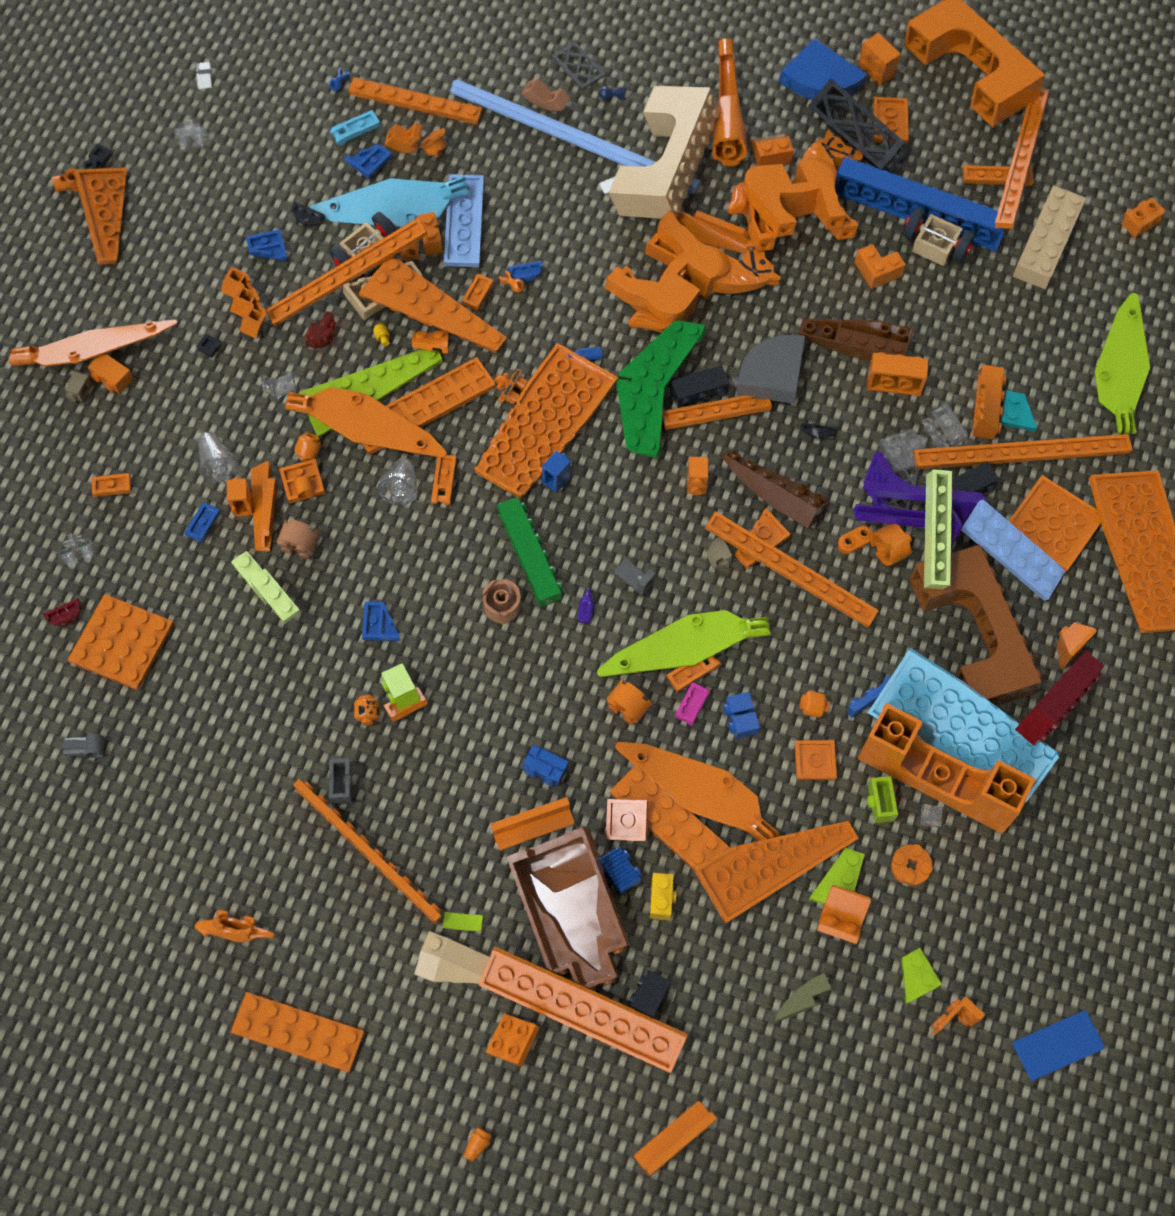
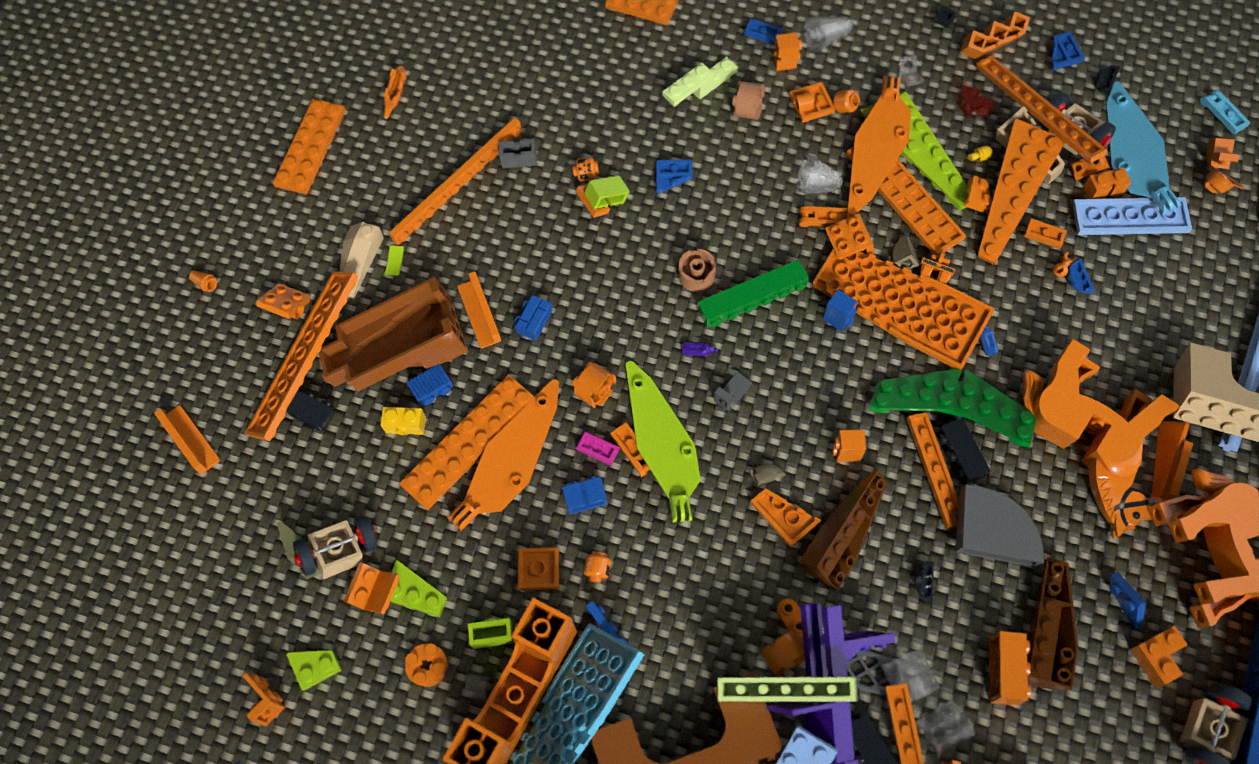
camera: 95 degrees right, 0 degrees up
(264, 503) = (787, 78): orange wedge -> none
(369, 160) = (1187, 127): blue wing -> none
(473, 457) = (850, 237): none -> orange bracket
(491, 413) = (905, 253): none -> dark tan brick
(627, 820) = (477, 388): plate -> none
(755, 870) = (422, 506): orange wing -> none
(791, 569) = (747, 545): orange plate -> none
(803, 952) = (335, 547): none -> brick
(833, 280) = (1129, 599): none -> blue wing

